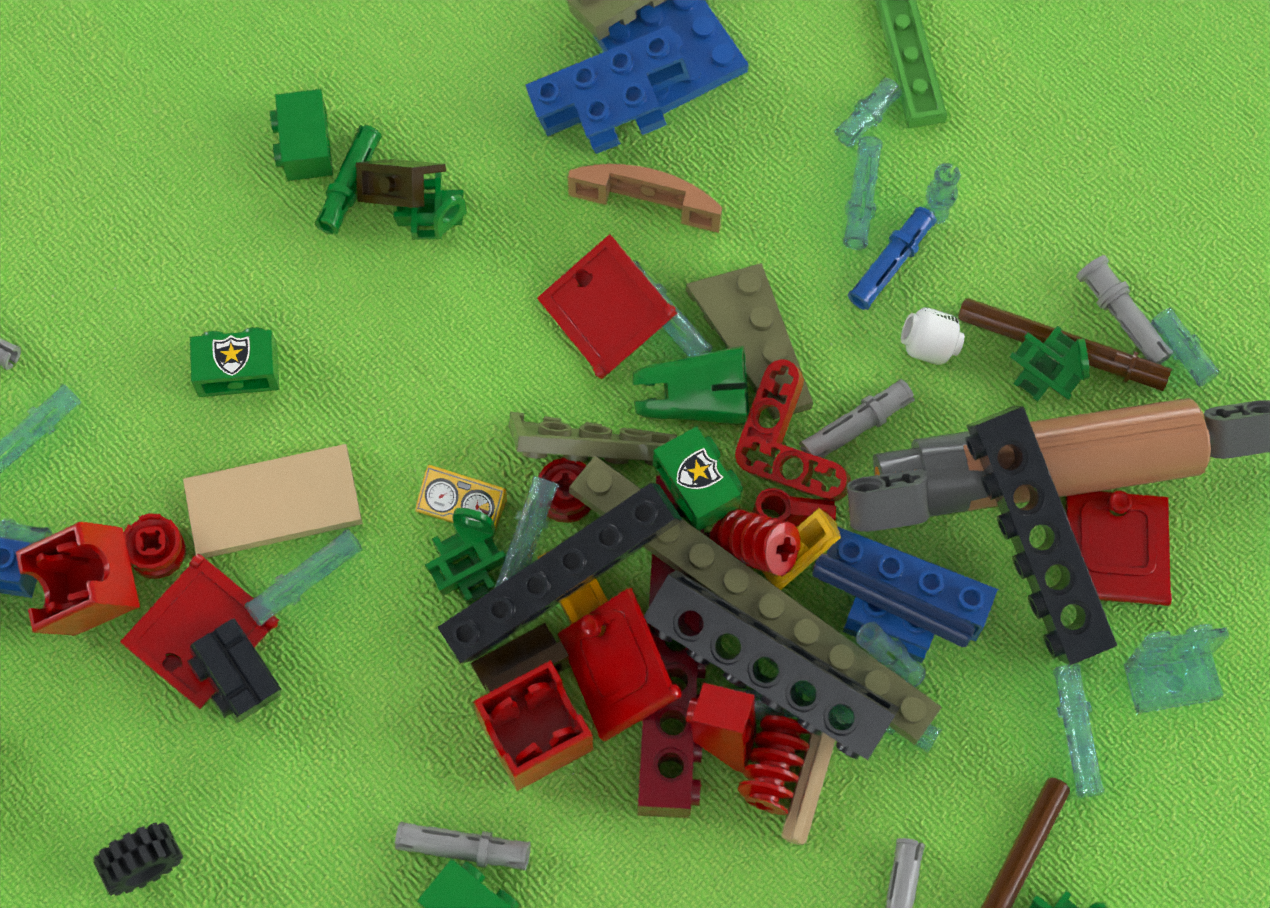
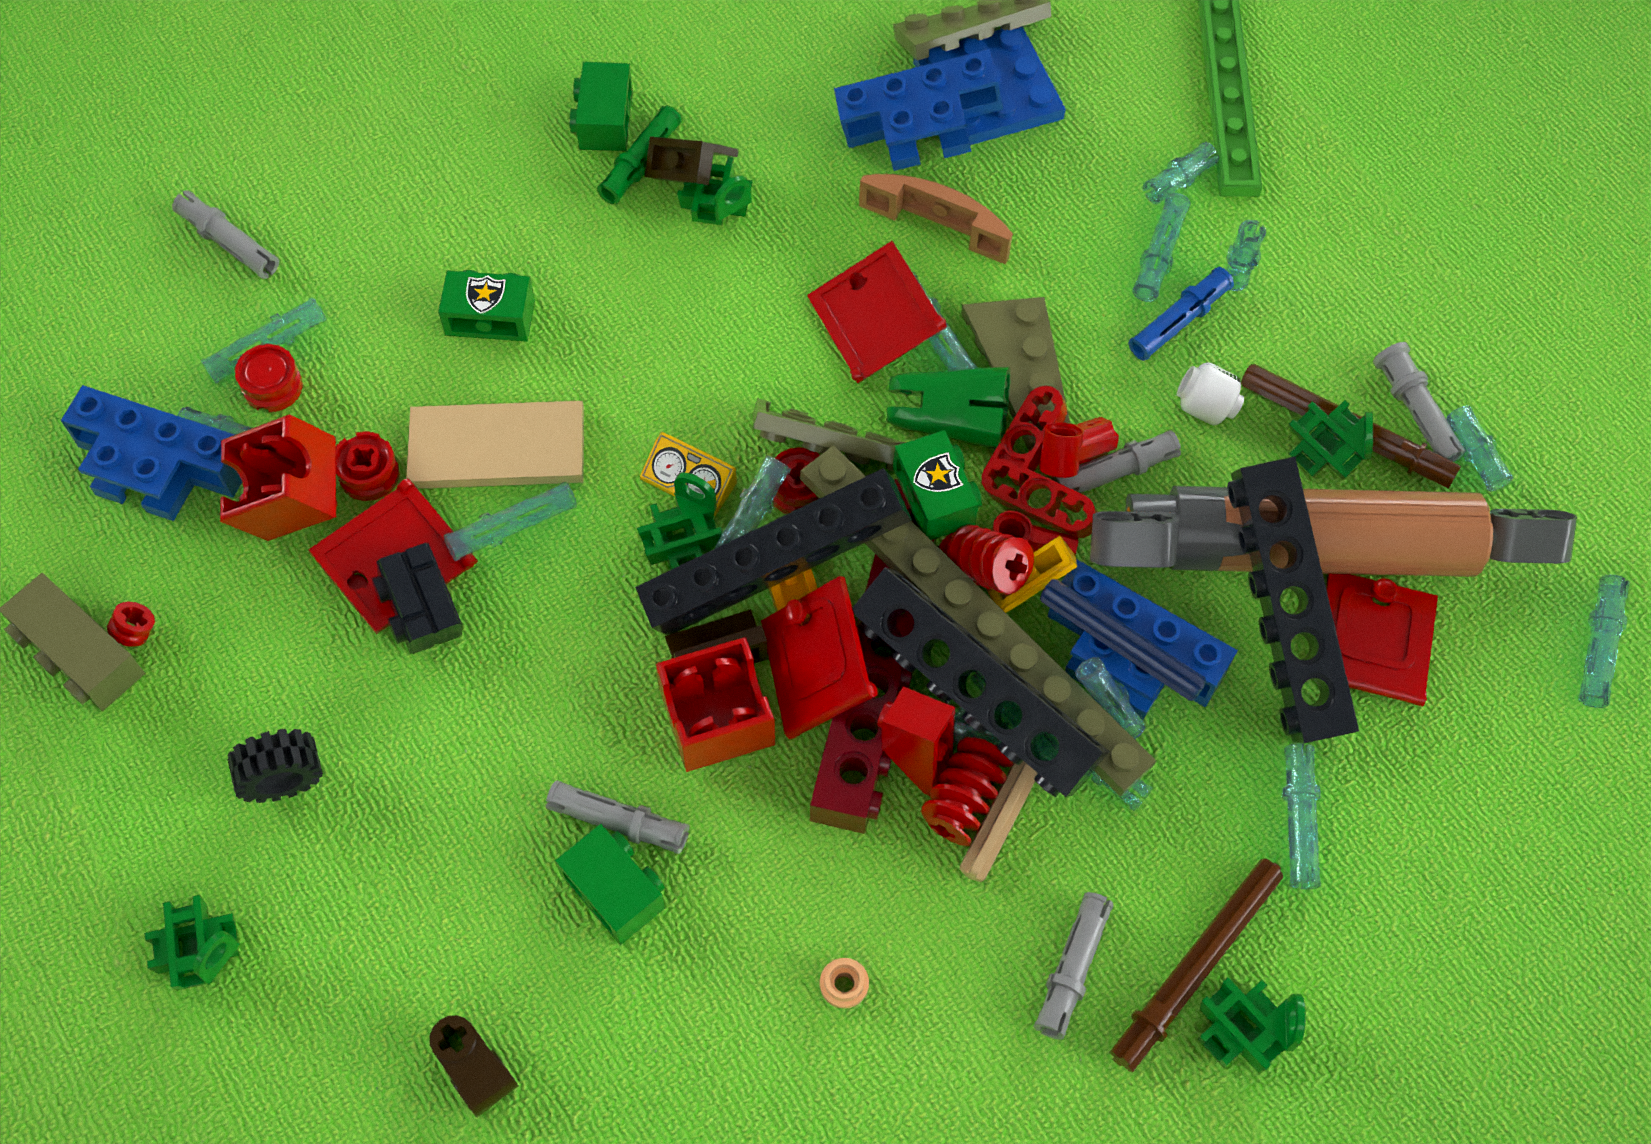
camera: 10 degrees right, 5 degrees down
(39, 472) = (268, 377): none -> red wheel
(813, 412) = (1070, 445): none -> red piece
(1175, 669) = (1420, 767): clear light blue bracket -> none

